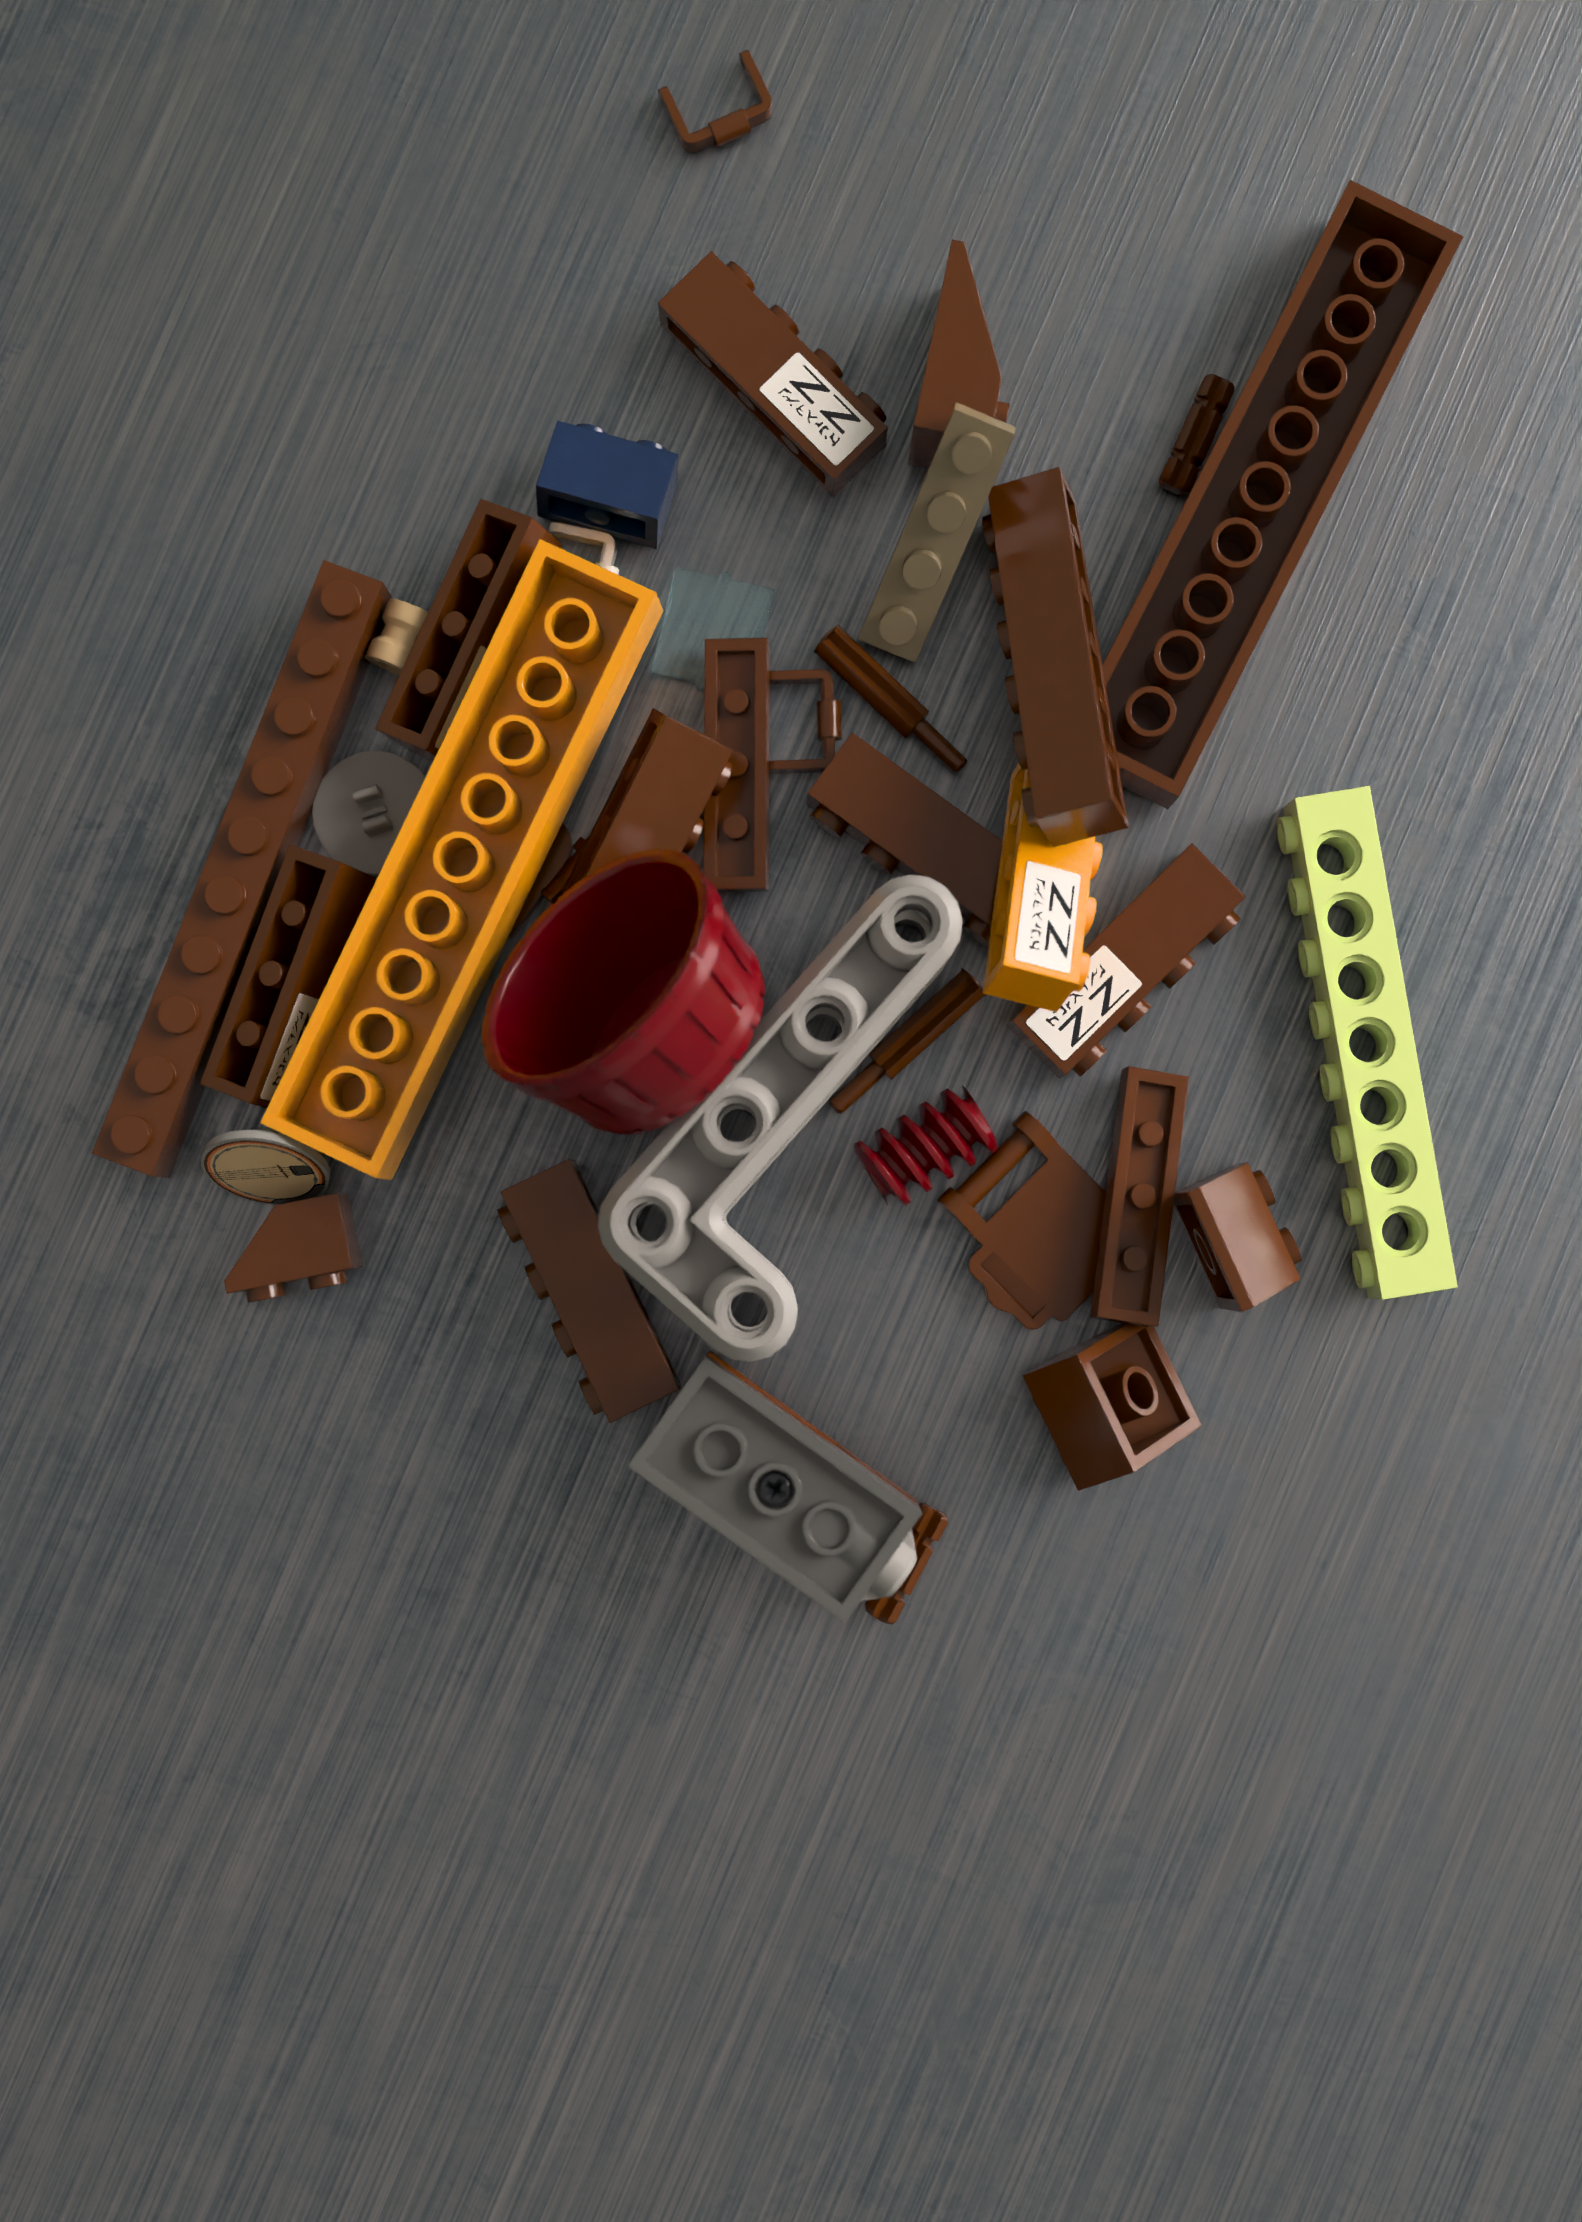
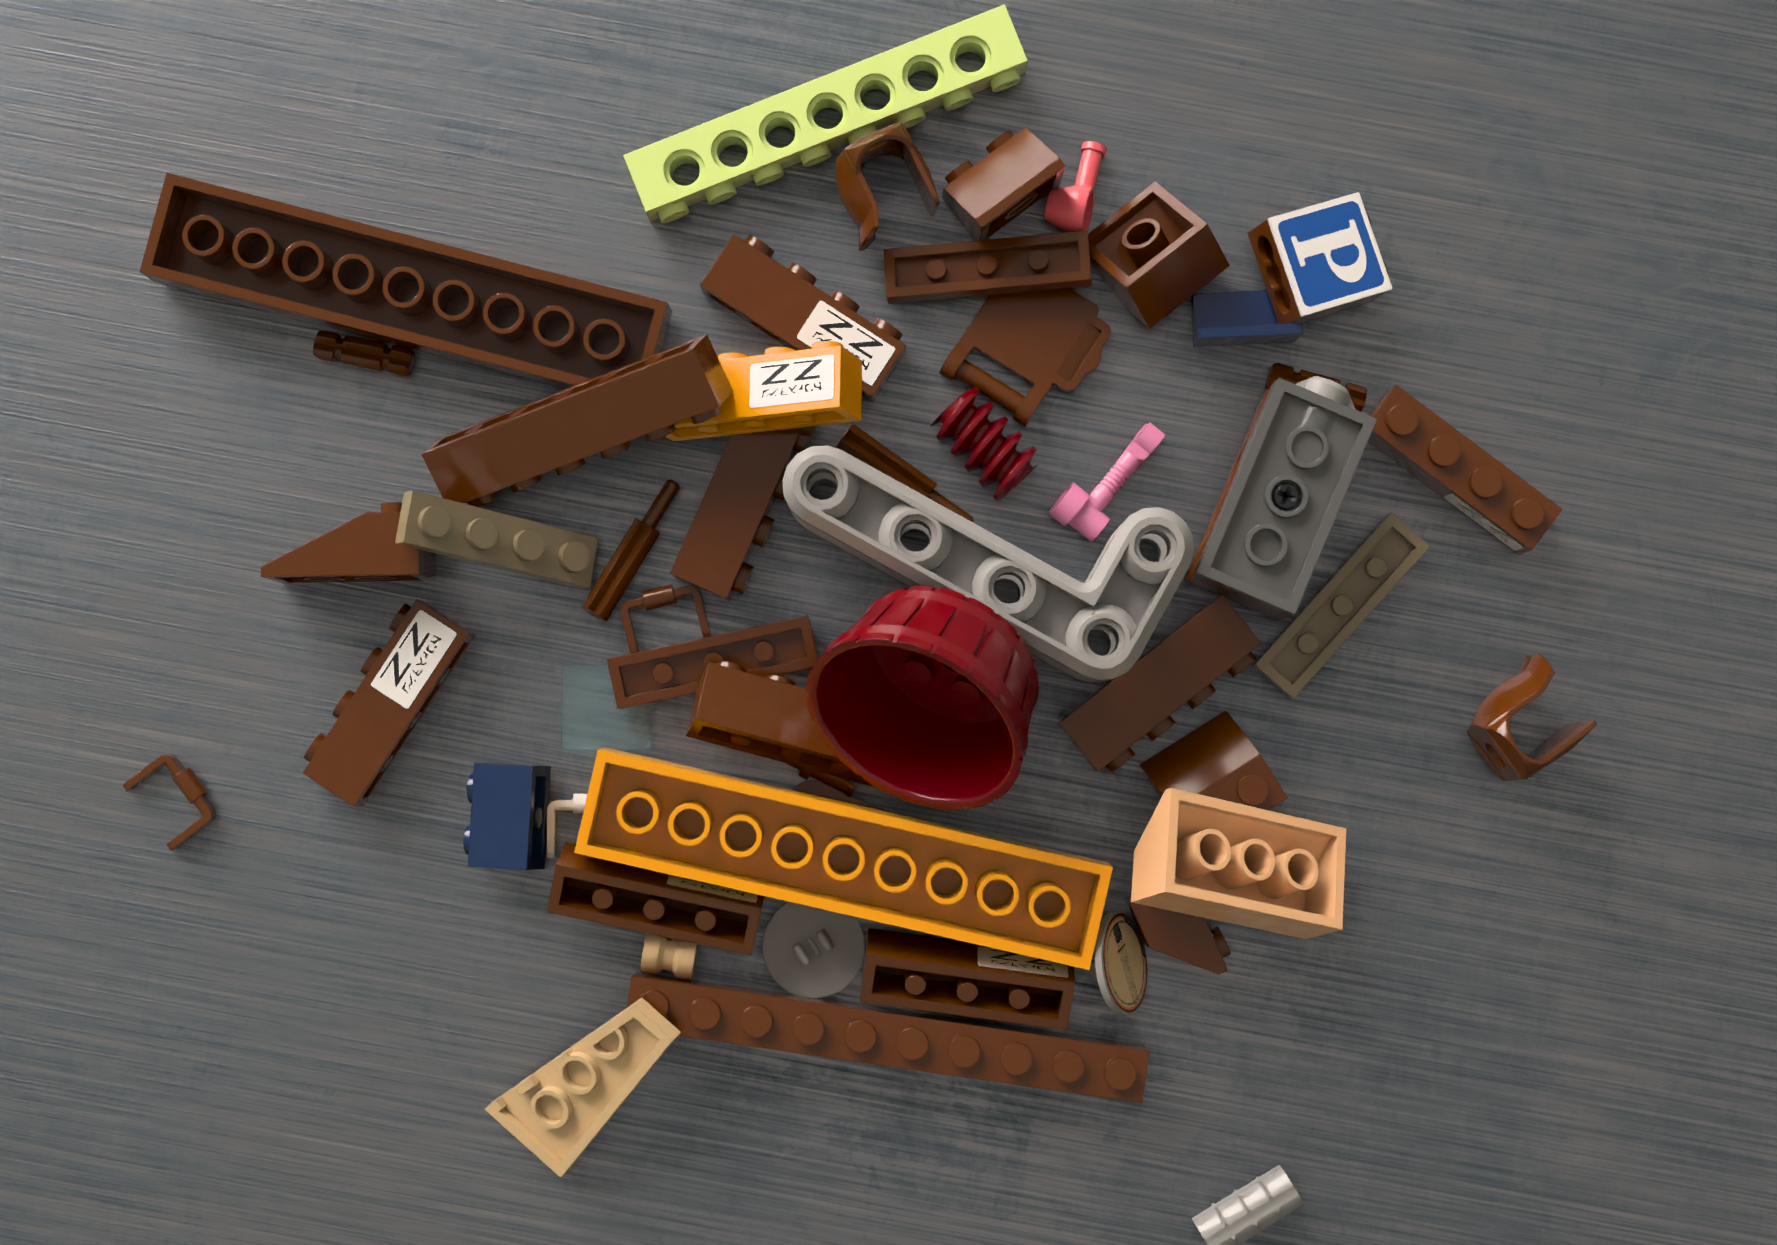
camera: 100 degrees left, 0 degrees up
(266, 500) = (580, 1090): none -> tan wing
(345, 1336) = (1241, 866): none -> light nougat slope
(458, 1328) = (1216, 763): none -> reddish brown slope
(471, 1706) = (1491, 724): none -> reddish brown piece
(636, 1533) = (1341, 605): none -> dark tan plate
(765, 1716) = (1461, 471): none -> reddish brown brick
(819, 1250) = (1085, 510): none -> bright pink brick
(1011, 1496) = (1238, 320): none -> dark blue panel
(1061, 1602) = (1319, 260): none -> piece
(1192, 1317) = (1072, 206): none -> coral bar
(1286, 1051) = (854, 188): none -> reddish brown piece

